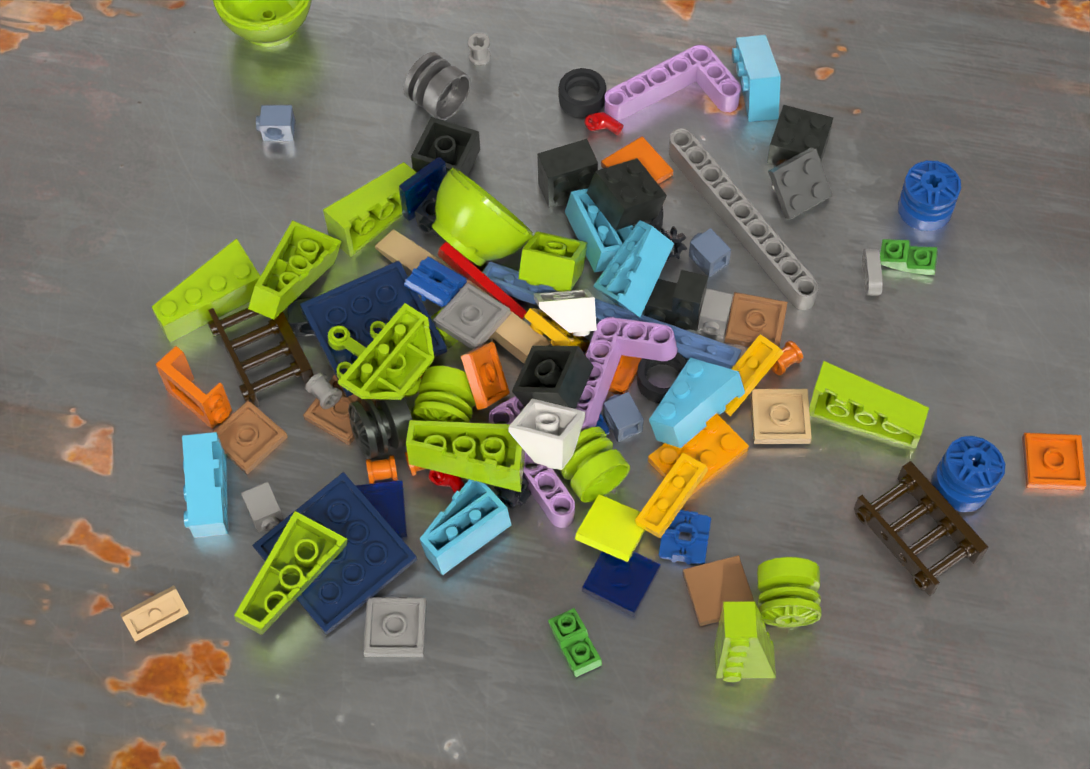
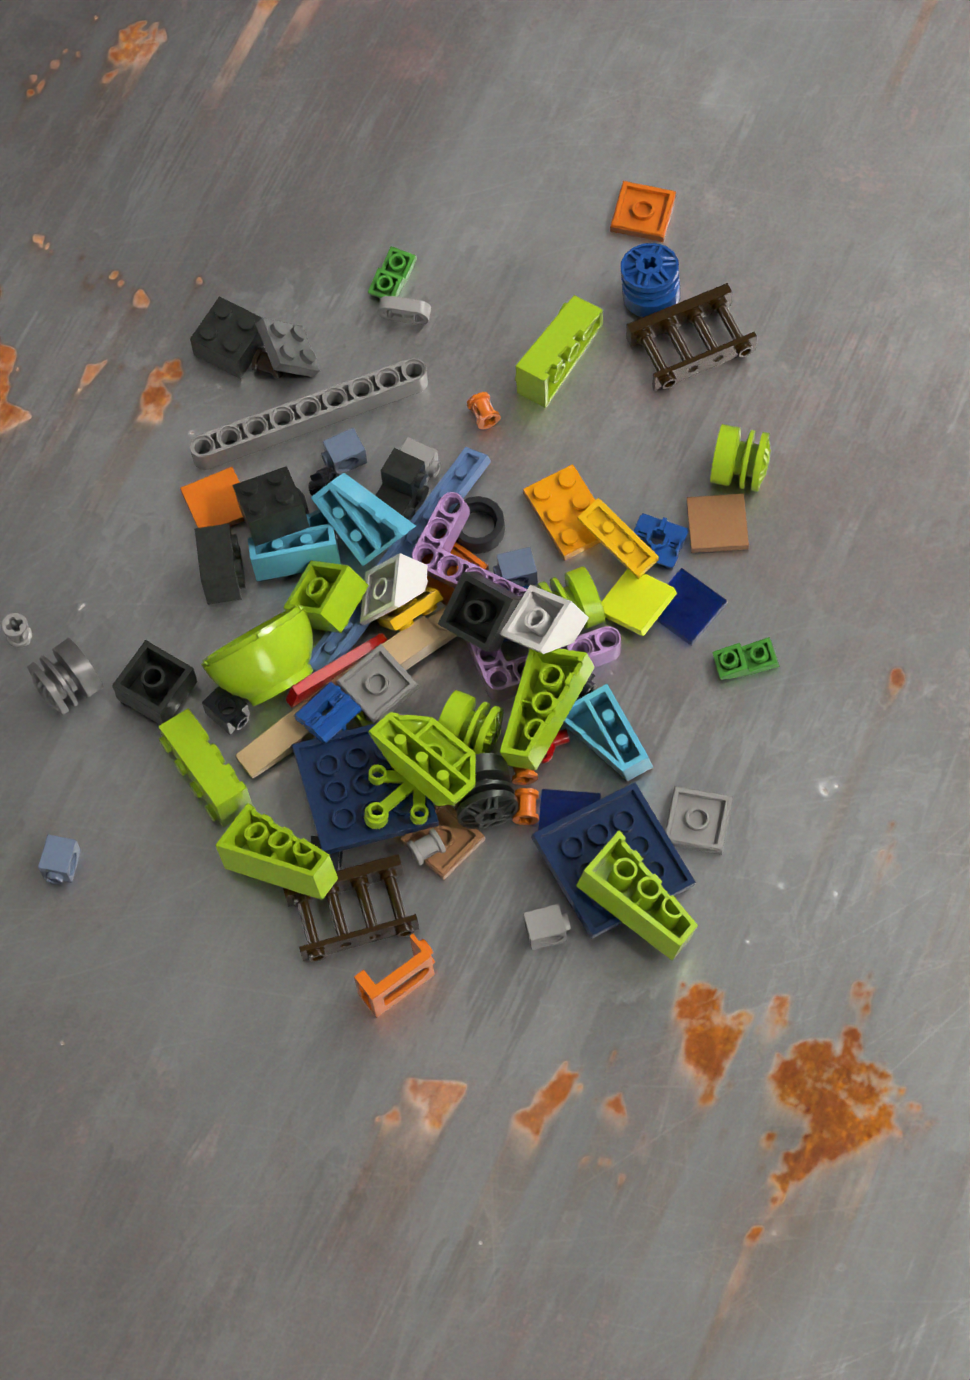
camera: 75 degrees left, 5 degrees up
(154, 613) = (642, 1045): tan plate -> none
(205, 485) = (512, 979): medium azure wedge -> none
(219, 284) = (268, 946): lime wedge -> none
(249, 437) = (455, 937): medium nougat tile -> none
(419, 185) = (199, 709): tile -> none
(485, 375) = (451, 681): orange tile -> none
(586, 77) = (99, 517): black tyre -> none
(603, 121) = (147, 523): red arm -> none
(690, 66) = (113, 445): lavender beam -> none
(693, 399) = (520, 493): medium azure wedge -> none
(743, 644) = (792, 505): lime wedge -> none
(753, 367) = (499, 447): yellow plate -> none
(755, 316) = (434, 426): medium nougat tile -> none
(758, 77) = (137, 357): medium azure wedge -> none
(781, 416) = (546, 428): tan plate -> none
(929, 195) = (333, 235): blue wheel -> none

